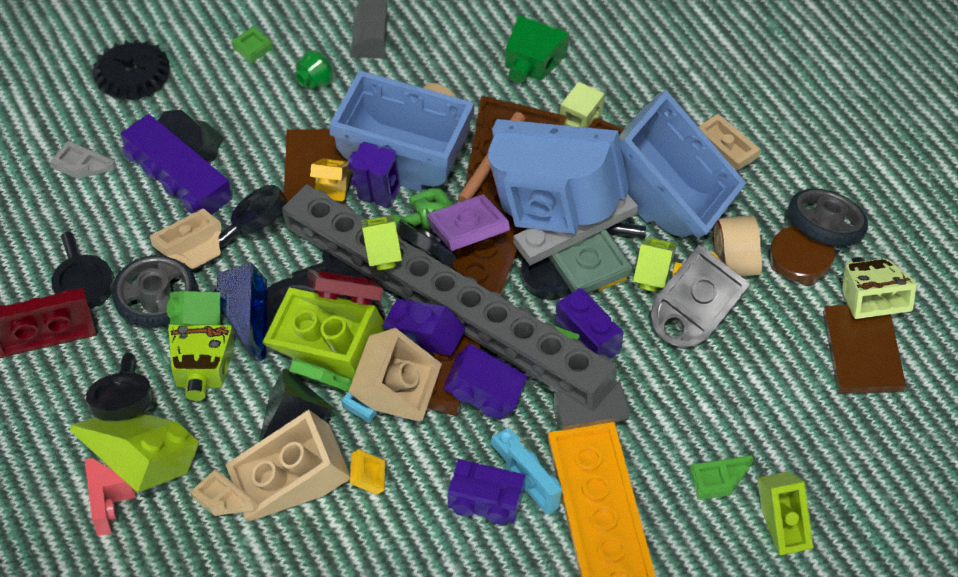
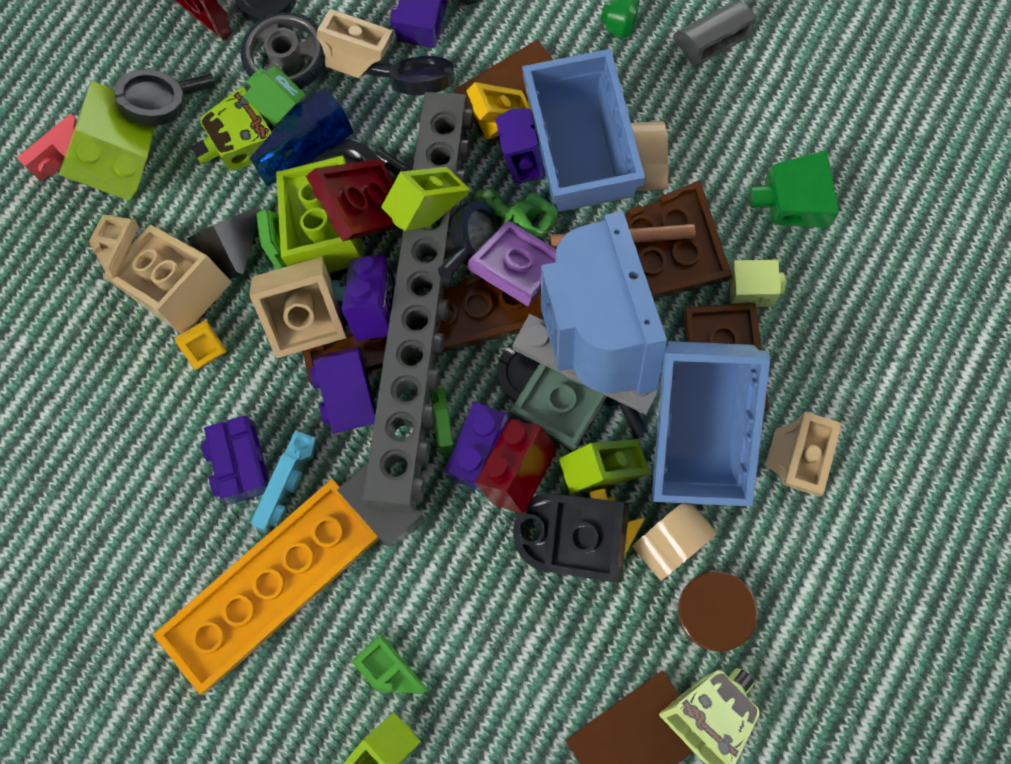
camera: 65 degrees right, 20 degrees up
(622, 305) = (516, 466): none -> dark red brick
(826, 221) = (796, 616): wheel -> none

